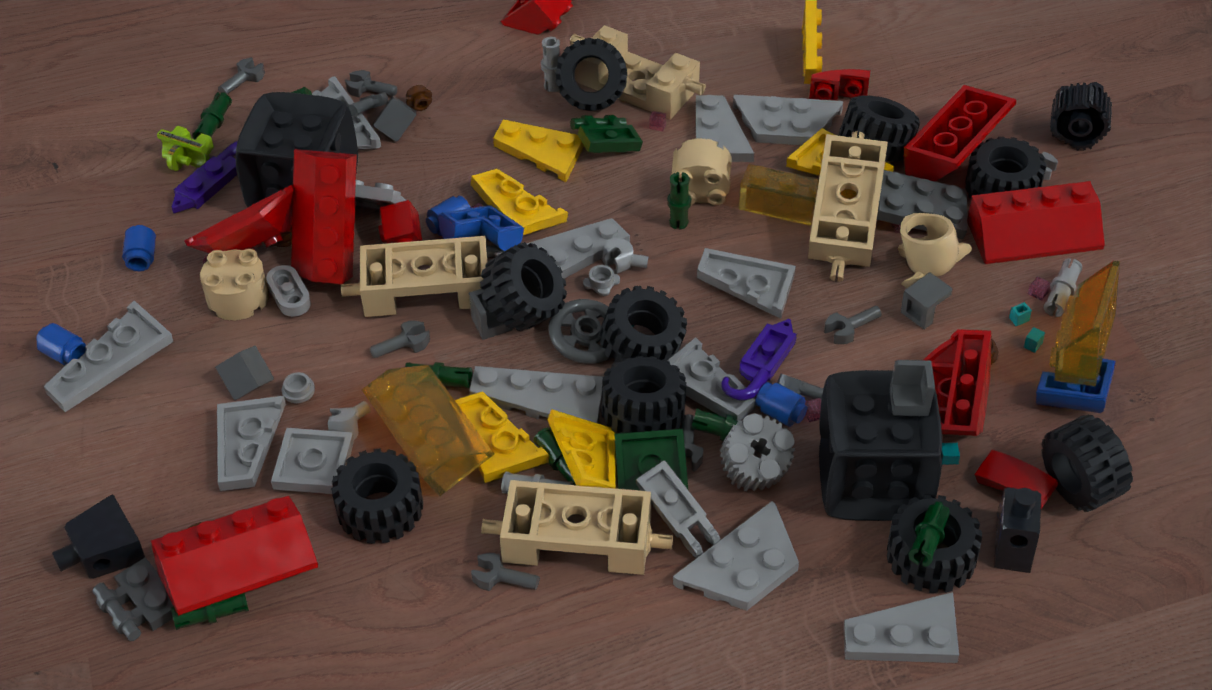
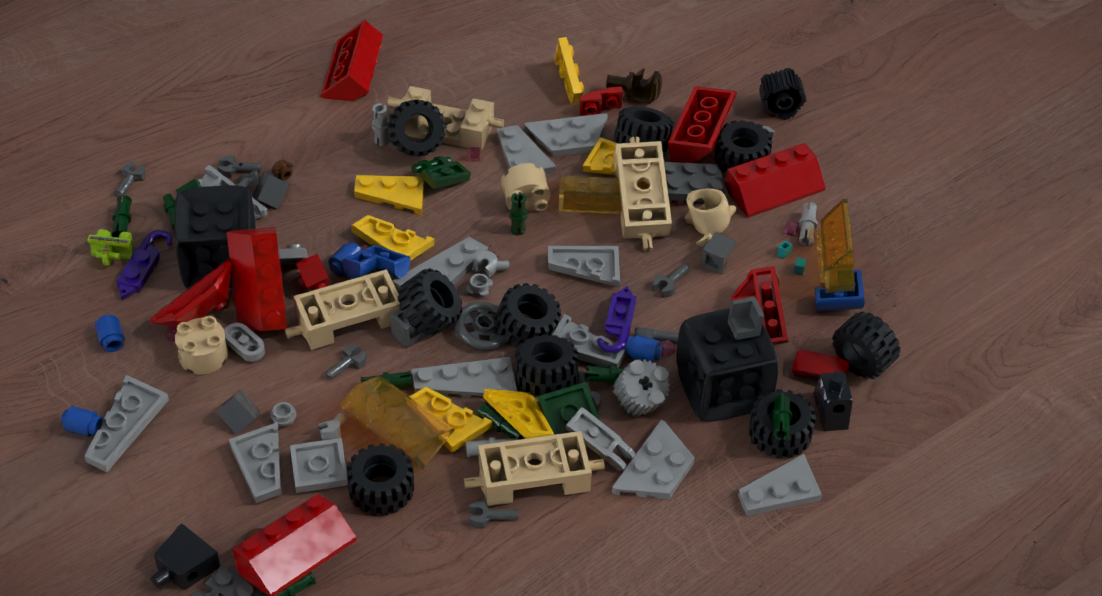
camera: 20 degrees left, 0 degrees up
(892, 74) = (636, 87): none -> dark brown piece

